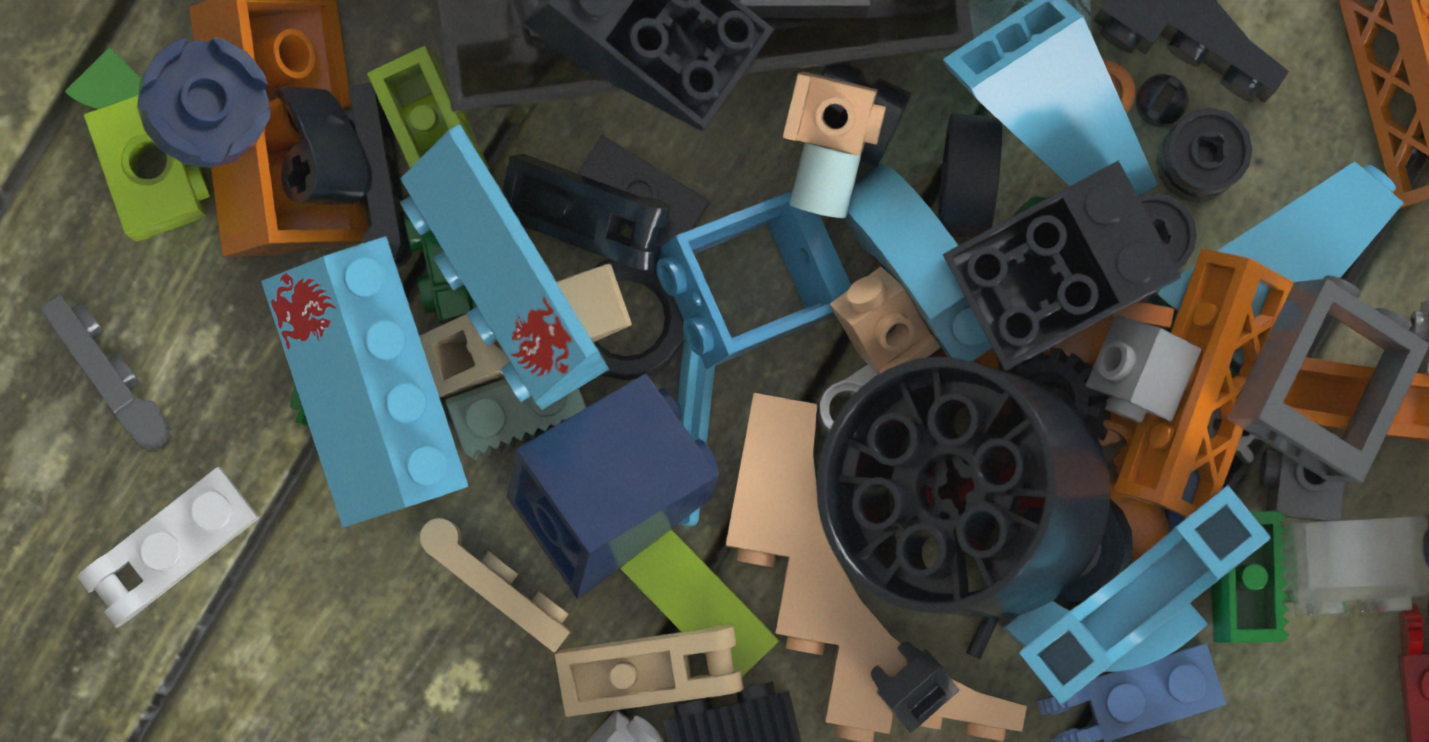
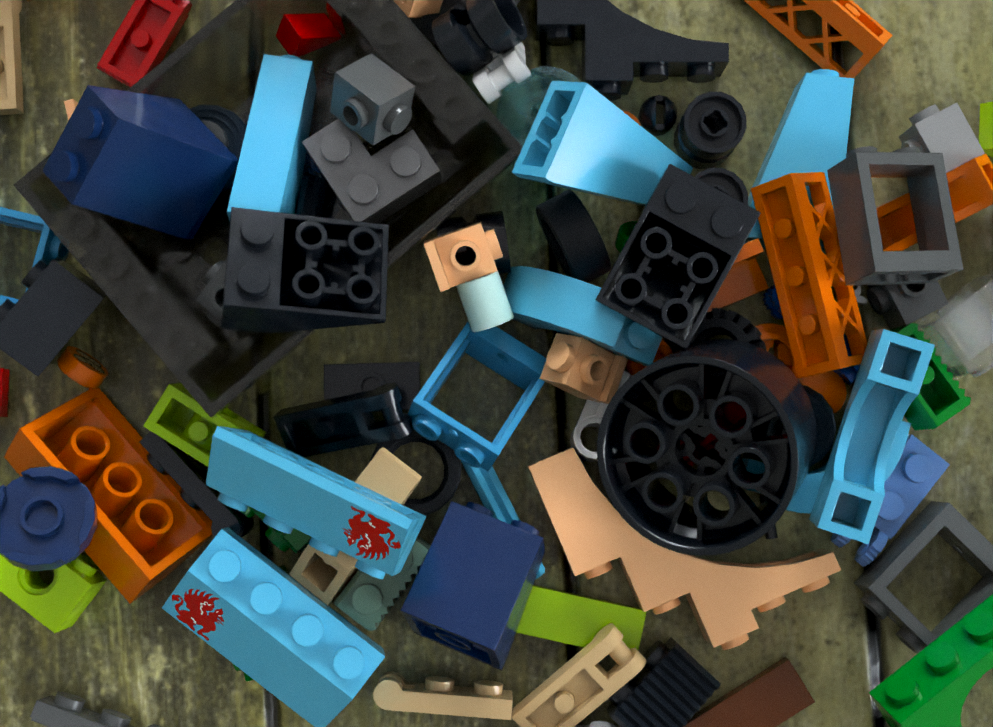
camera: 35 degrees left, 0 degrees up
(329, 159) = (153, 496): black panel -> none
(916, 689) = (761, 591): black tile -> none
(1142, 369) = (768, 289): light grey brick -> none

